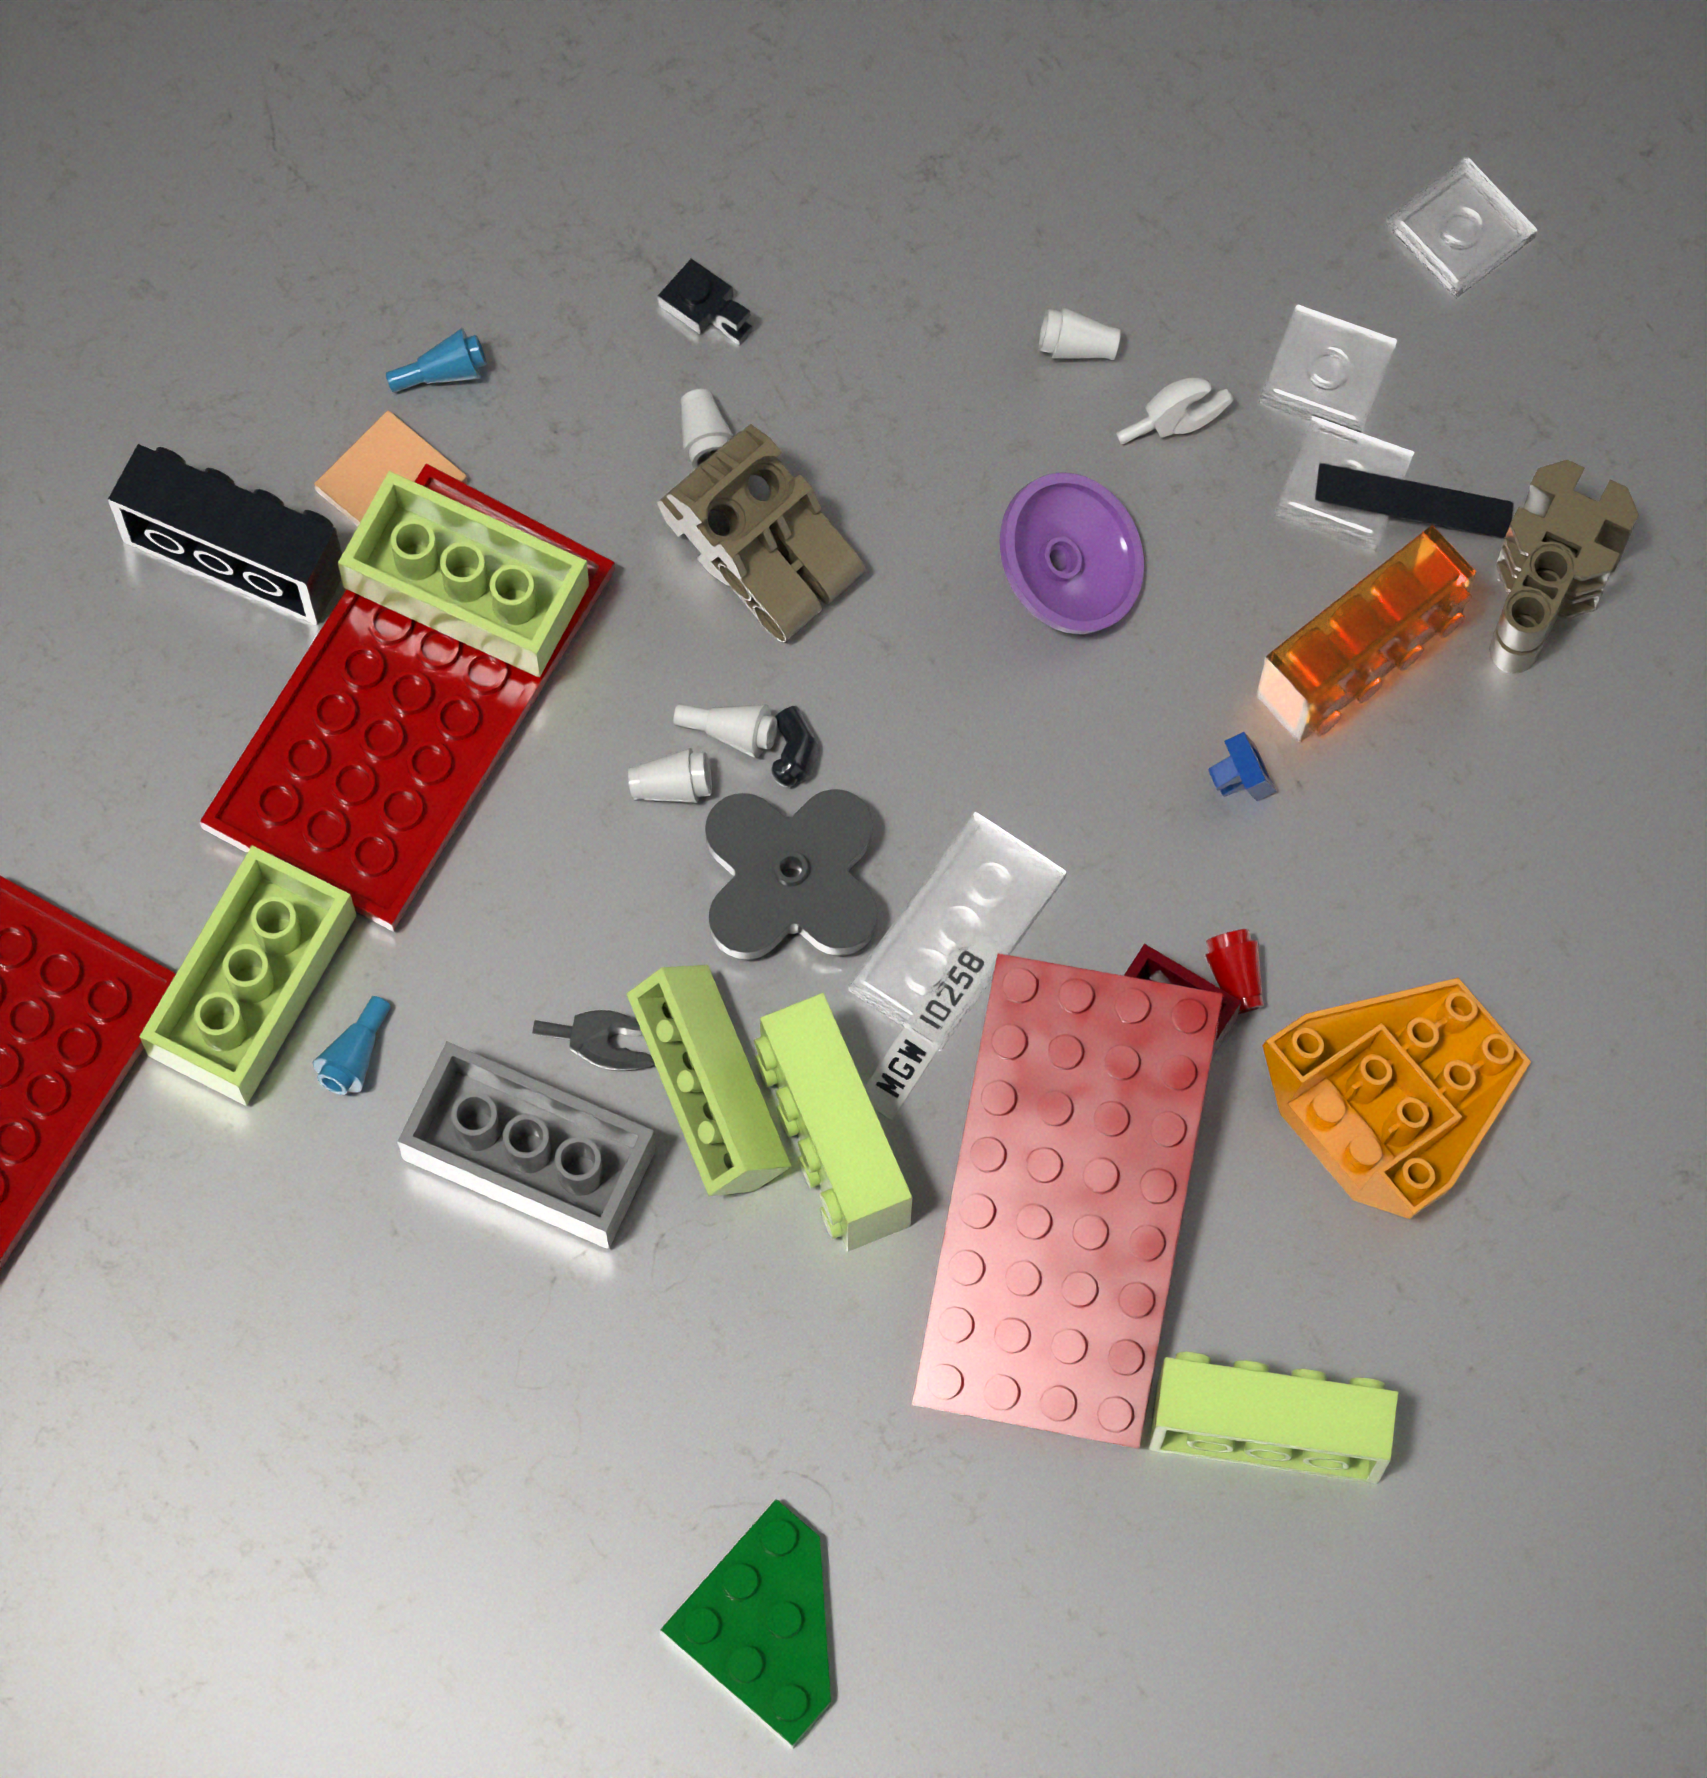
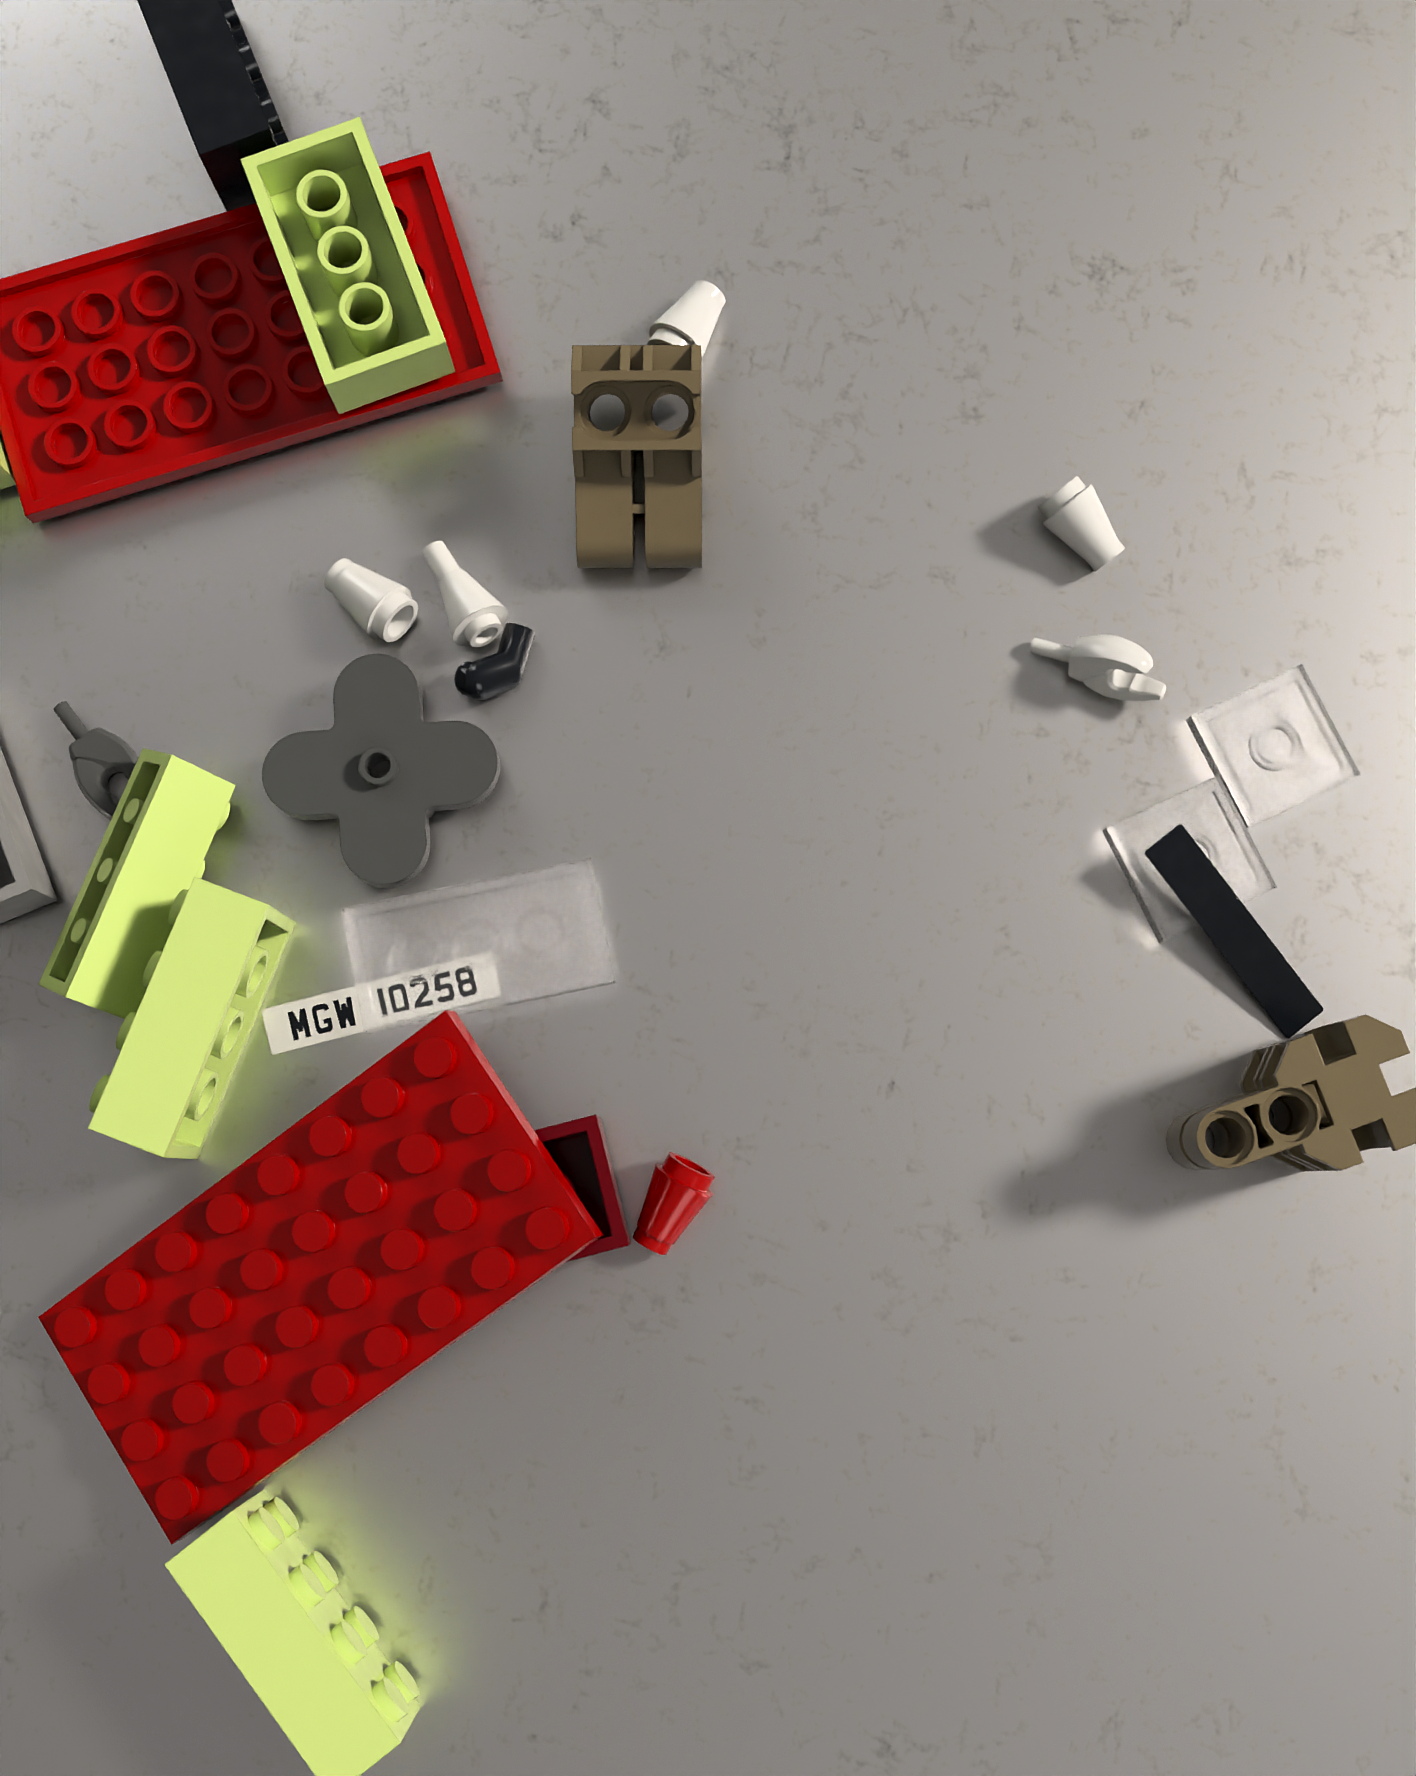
camera: 45 degrees right, 10 degrees up
(383, 448) = (409, 123): light nougat tile -> none
(451, 360) = (542, 84): dark azure cone -> none
(703, 298) = (797, 215): black plate -> none
(1092, 549) = (916, 712): medium lavender dish -> none
(1242, 770) = (851, 1033): blue tile -> none
(1366, 635) = (1073, 1015): clear orange brick -> none
(1395, 1090) = (702, 1446): light orange wedge -> none

